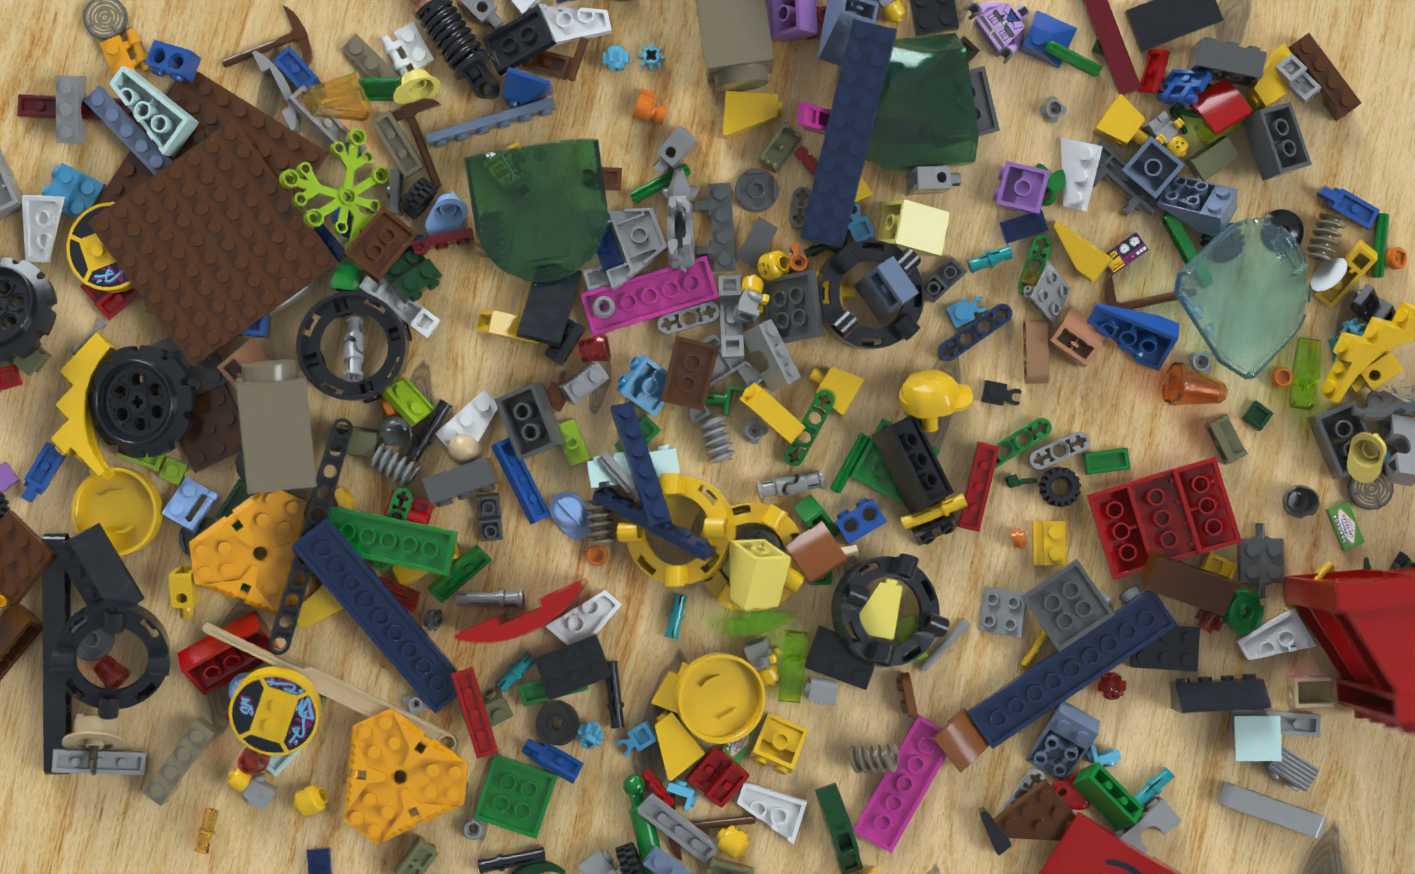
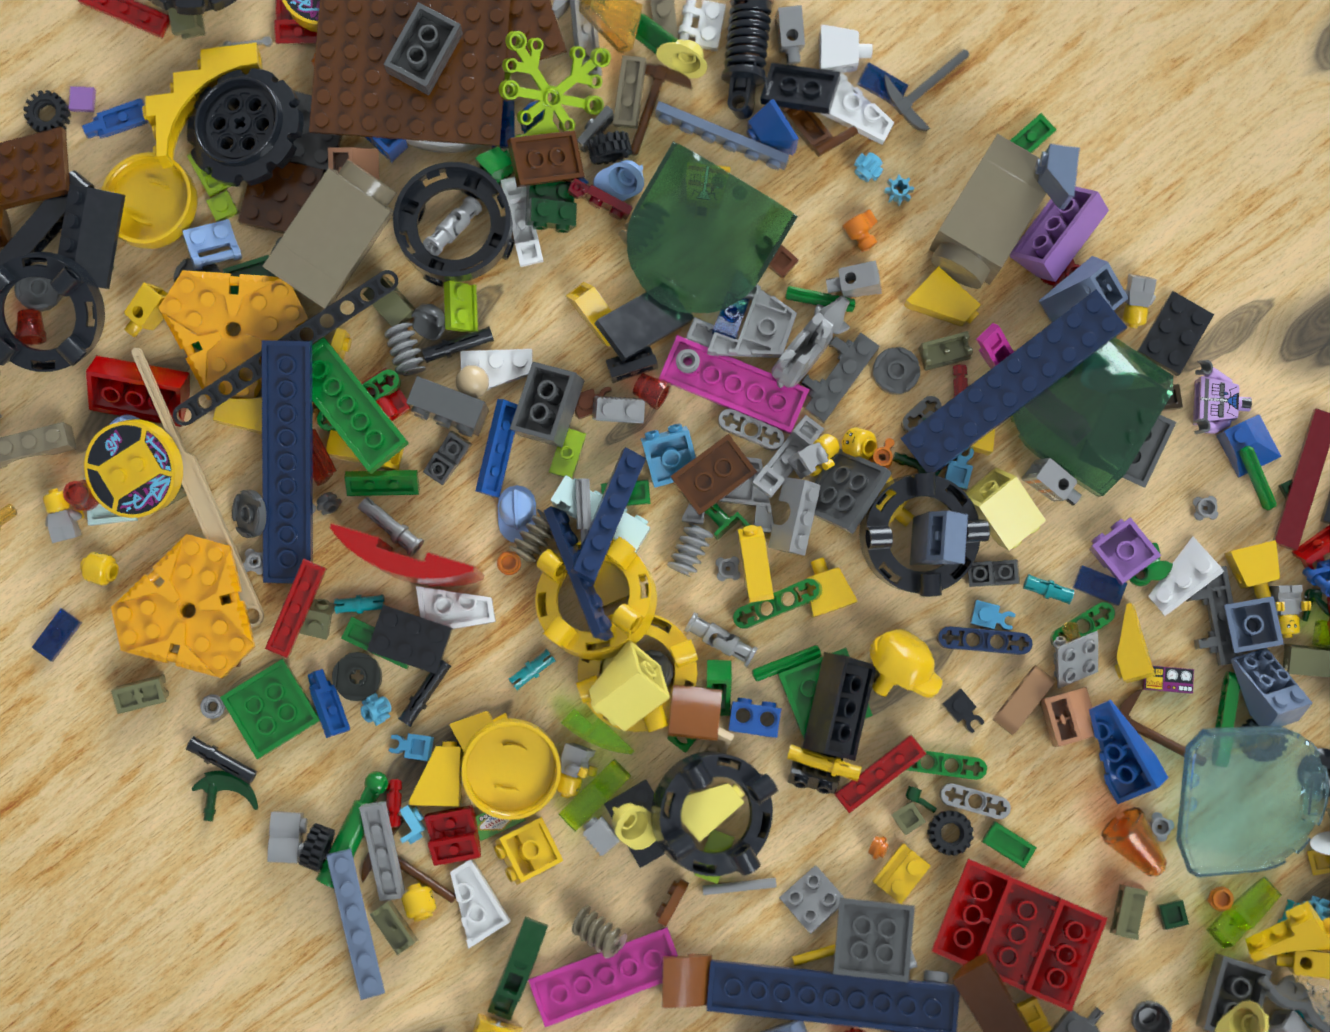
camera: 40 degrees right, 5 degrees down
(226, 239) = (423, 48): none -> dark grey brick
(384, 673) = (249, 513): none -> dark grey tile
(387, 408) = (438, 297): orange tile -> none
(756, 242) = (861, 413): dark grey slope -> none
(838, 666) = (633, 826): none -> light yellow piece
(1022, 501) = (908, 818): none -> olive plate

